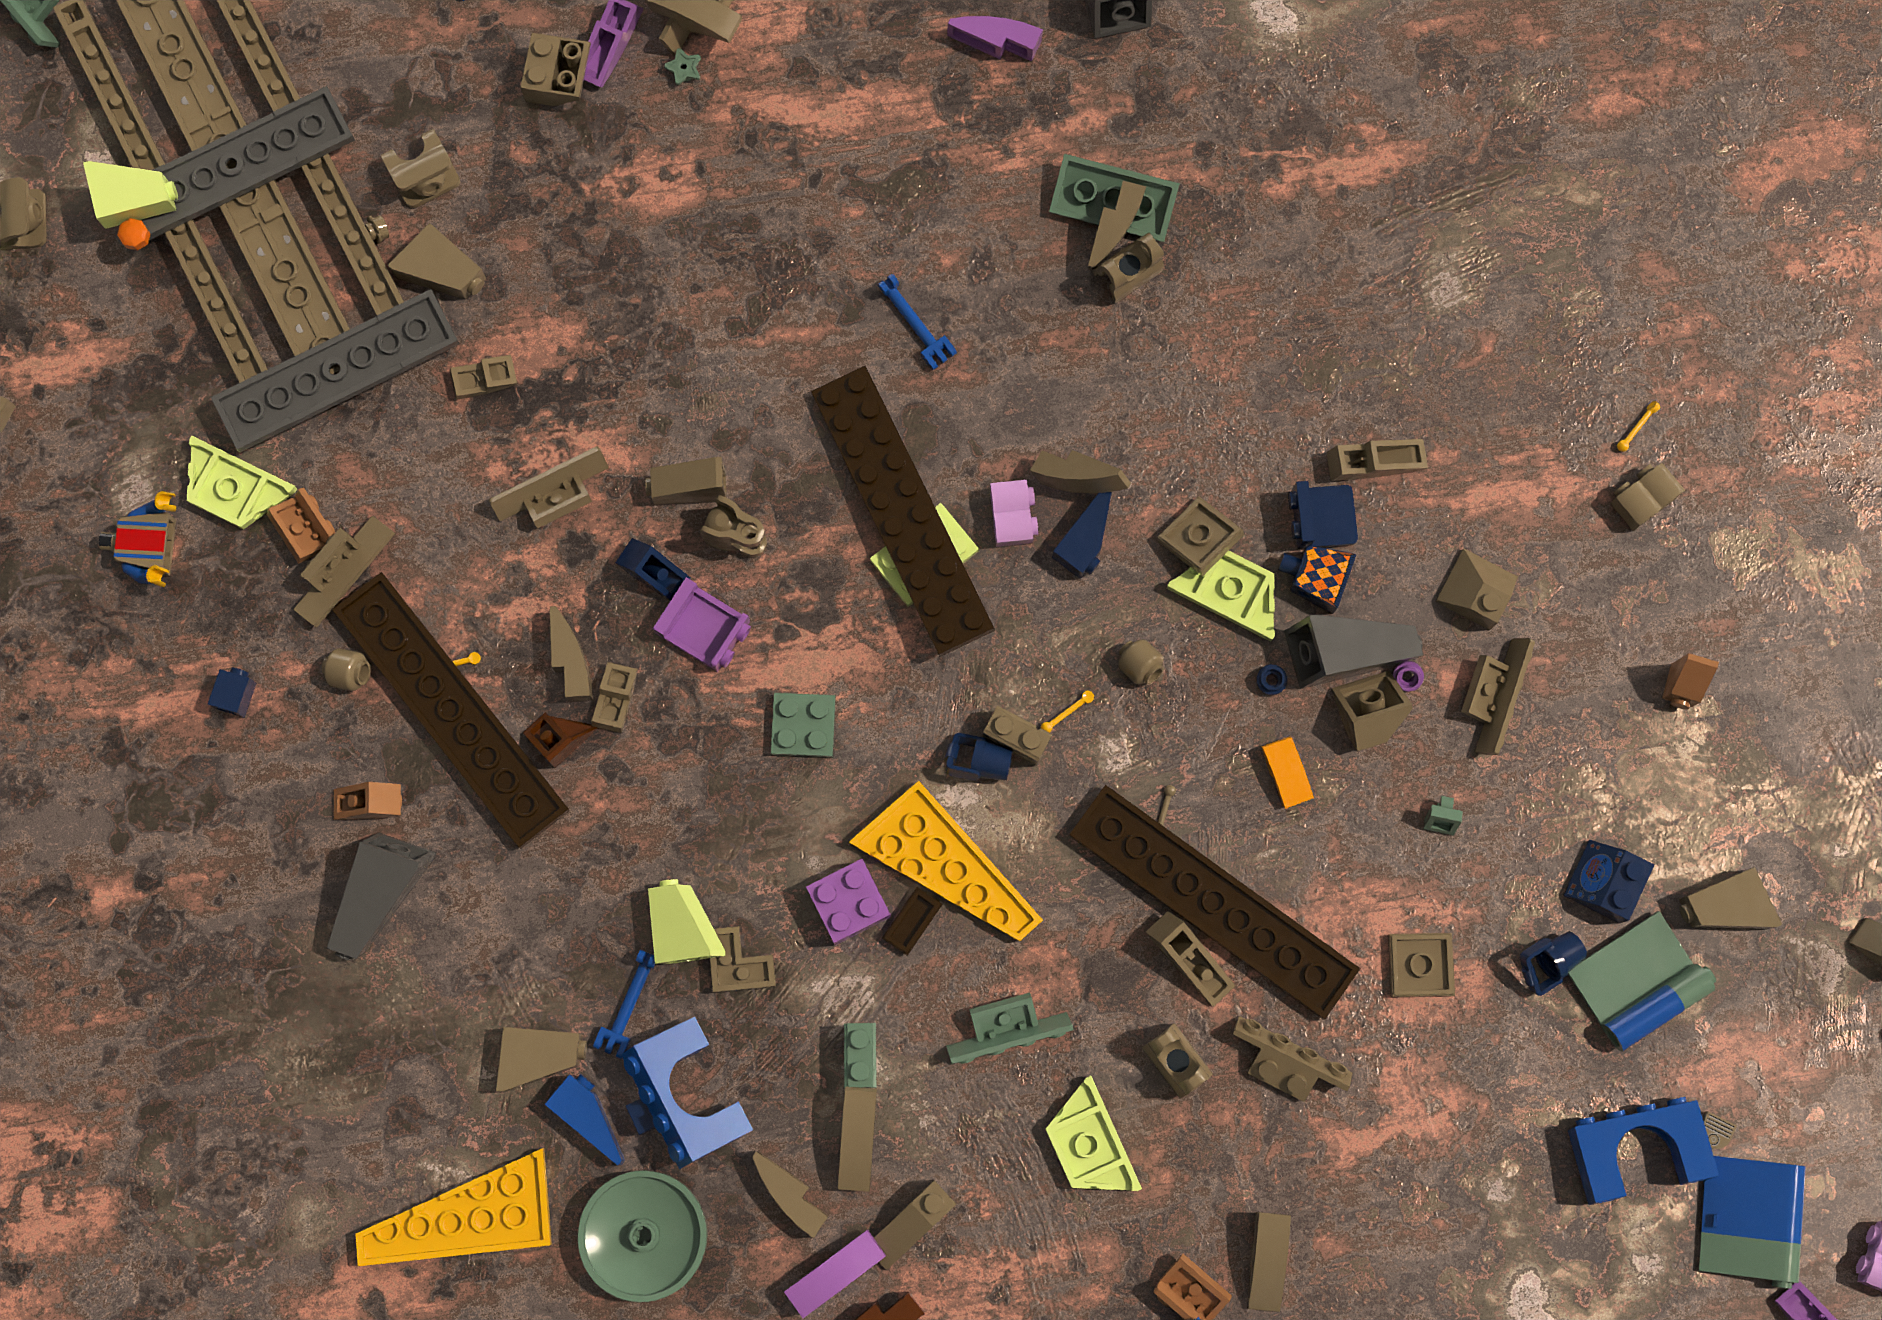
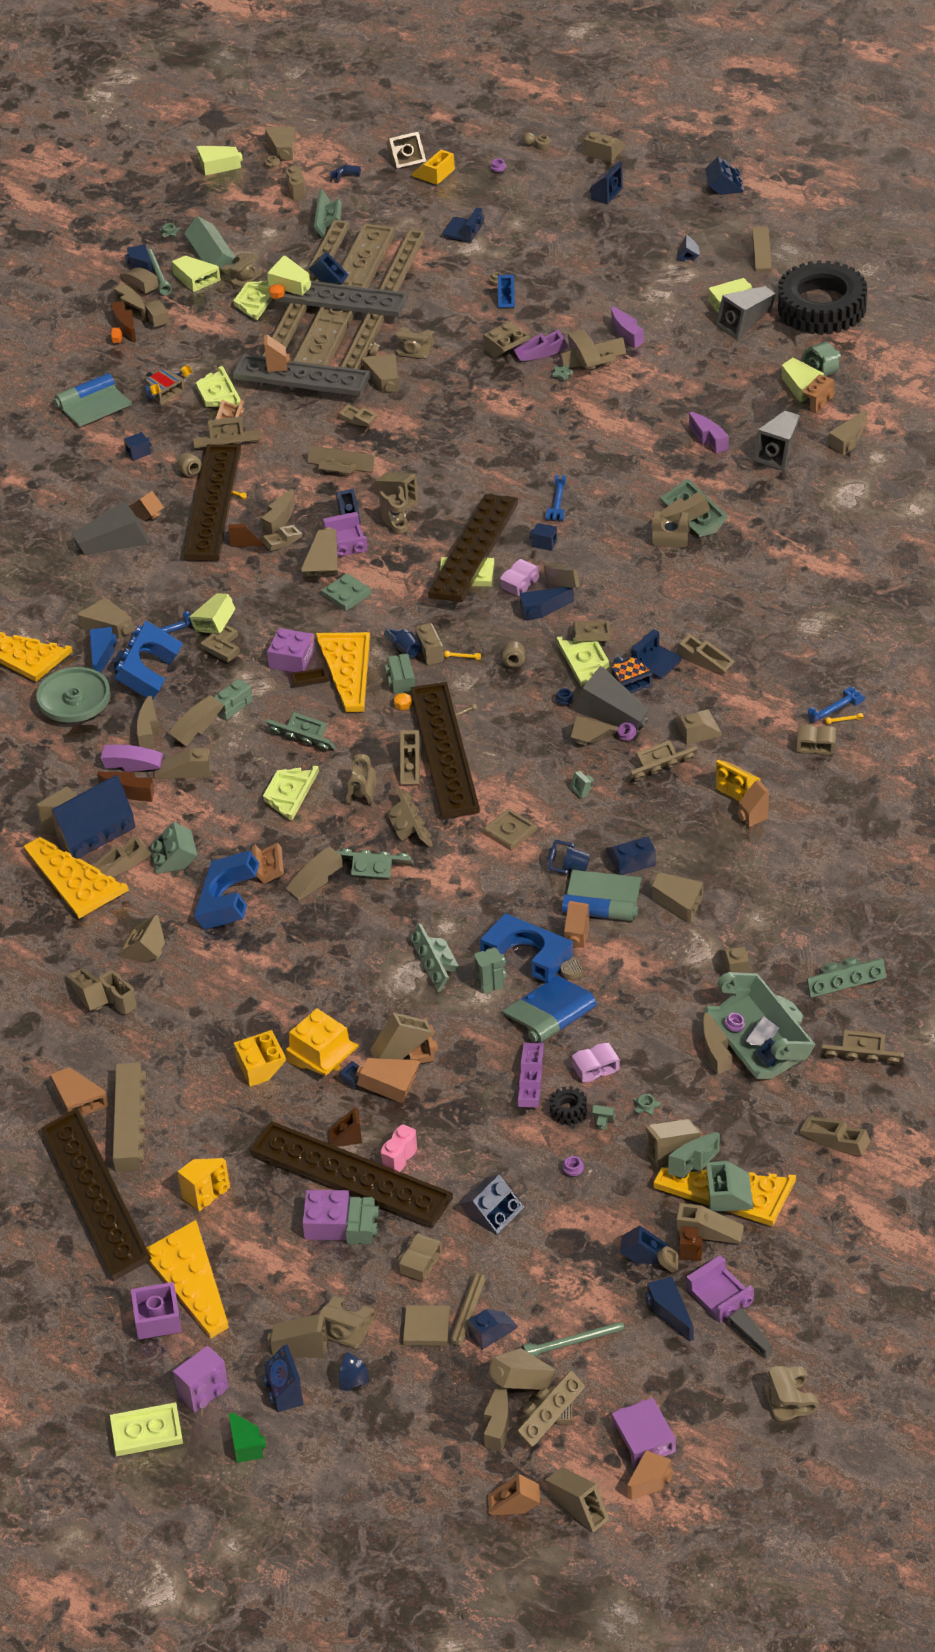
camera: 50 degrees right, 35 degrees down
(67, 654) = (91, 400): none -> sand green door
(92, 257) = (253, 299): none -> yellowish green wing
(164, 129) = (328, 270): none -> dark blue slope
(281, 376) = (275, 355): none -> medium nougat slope
(722, 698) = (323, 554): none -> dark tan slope
(970, 411) = (544, 536): none -> dark blue brick
(1030, 819) = (400, 673): none -> sand green brick
(1075, 861) = (402, 701): none -> light orange tile
(1288, 772) = (531, 729): light orange slope -> none
(1319, 1175) = (373, 865): none -> sand green bracket
(1546, 1260) = (434, 955): none -> sand green bracket
(1604, 453) = (850, 695): none -> blue hinge
(1628, 653) = (733, 779): none -> yellow slope
(1648, 1236) = (490, 970): none -> sand green brick
(1673, 1069) = (577, 923): none -> medium nougat slope

